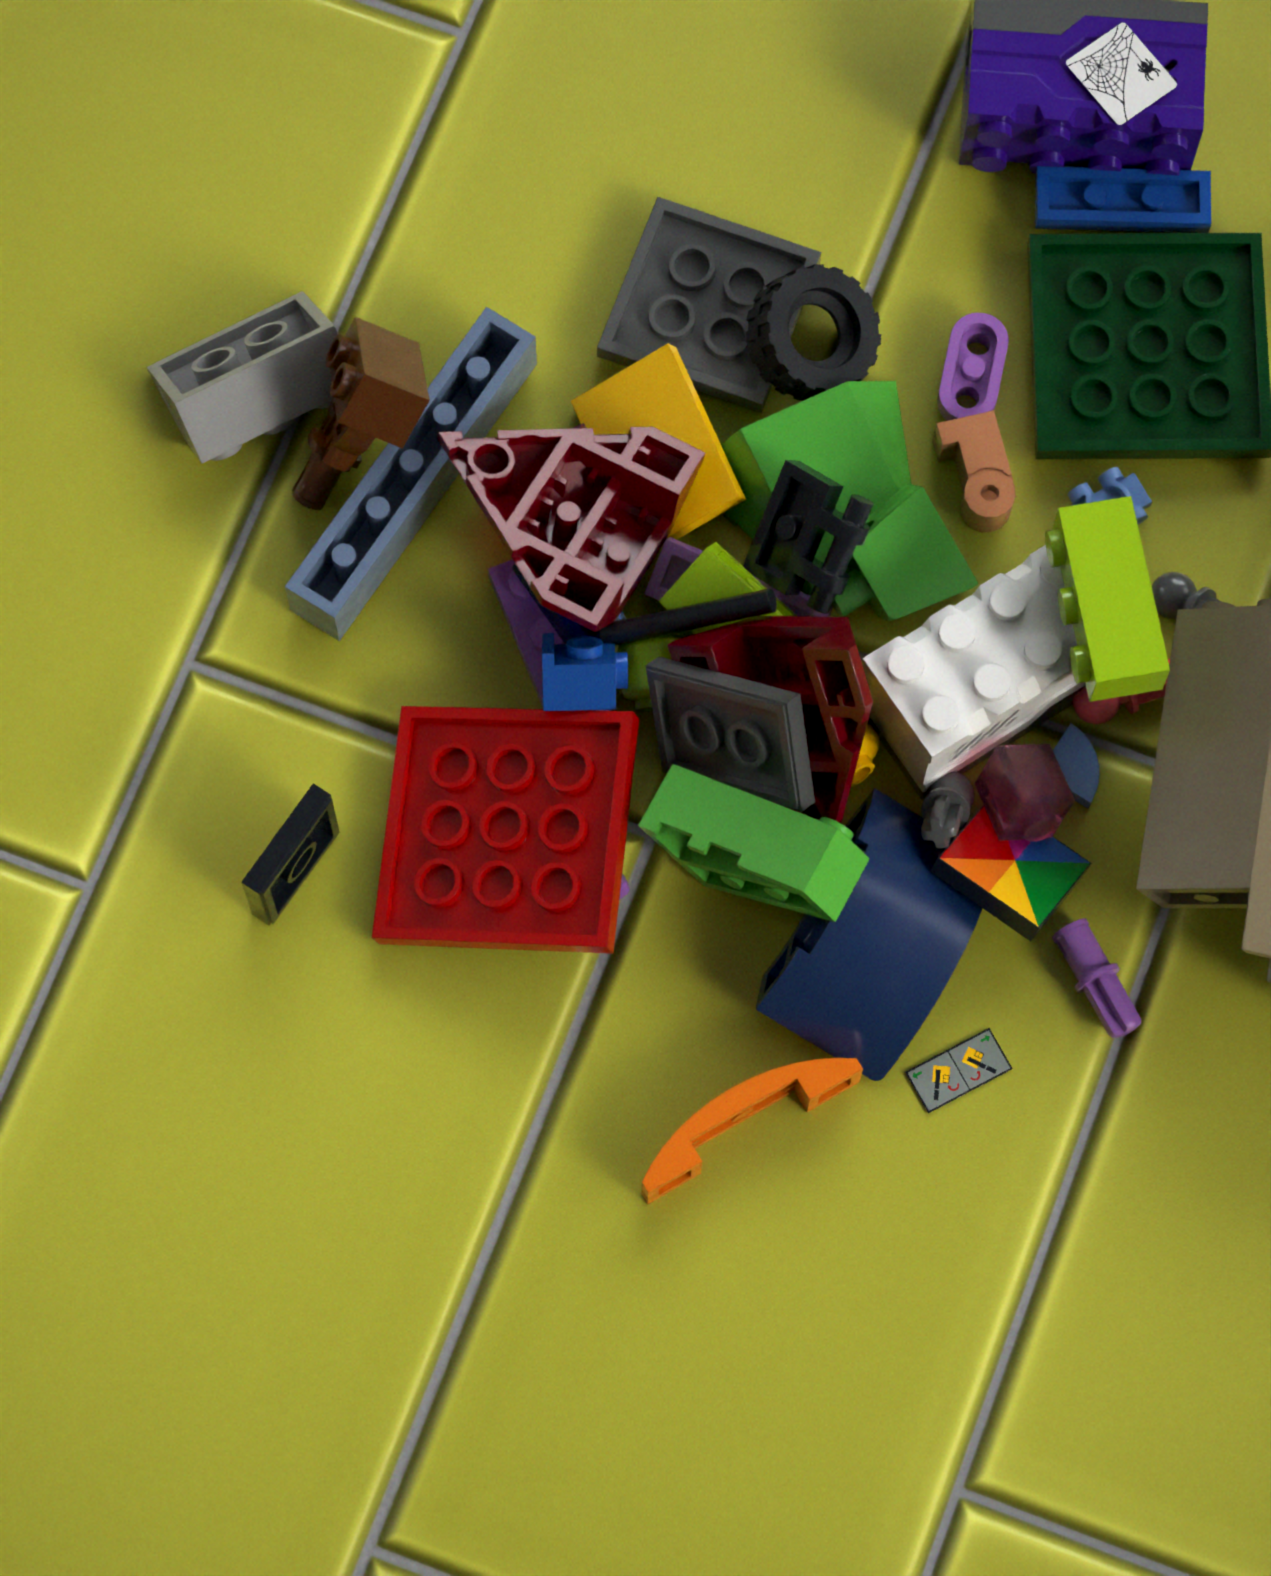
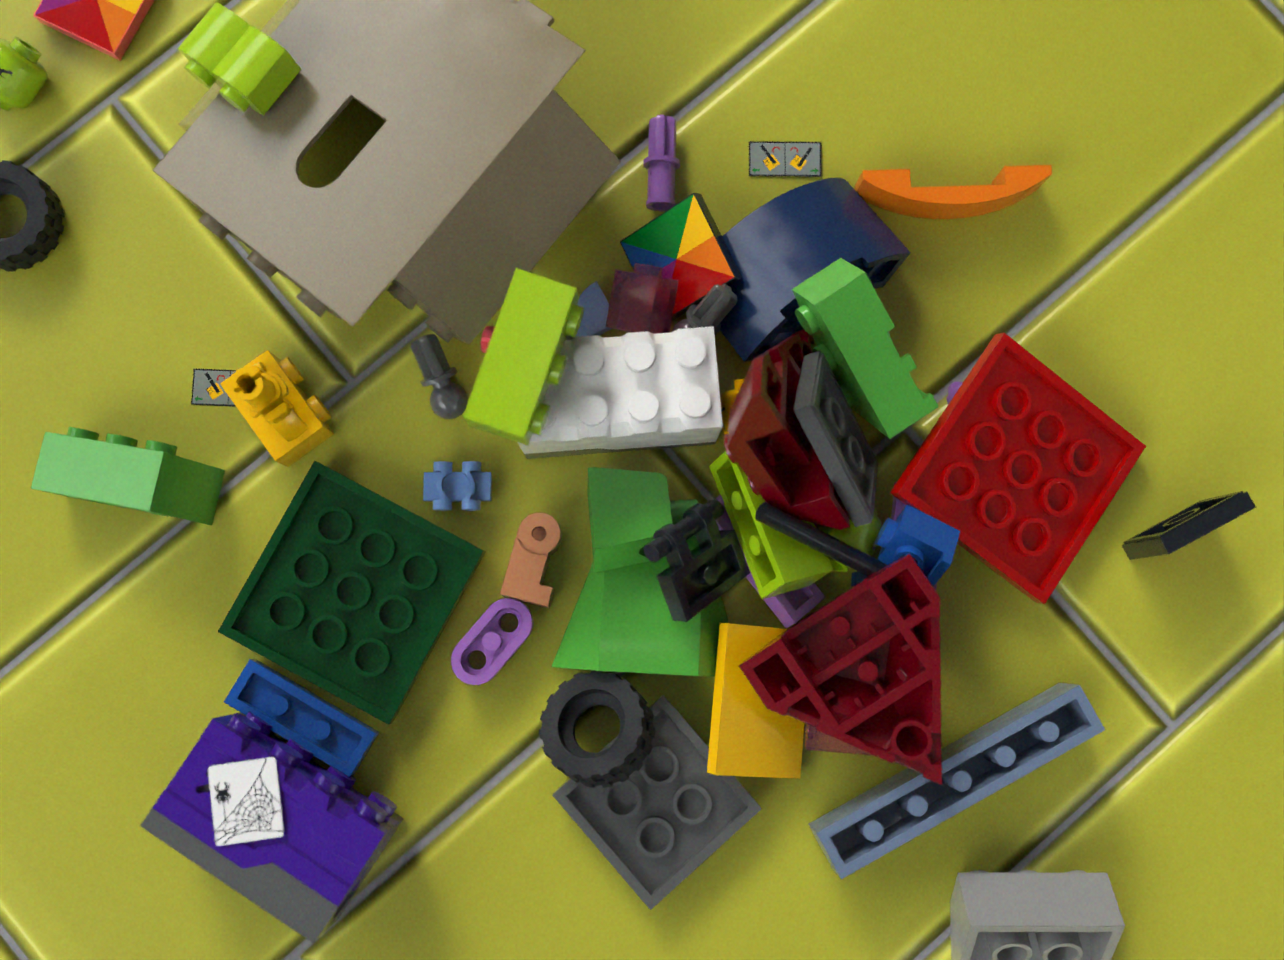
camera: 155 degrees left, 10 degrees up
(374, 393) = (972, 848): reddish brown brick -> none

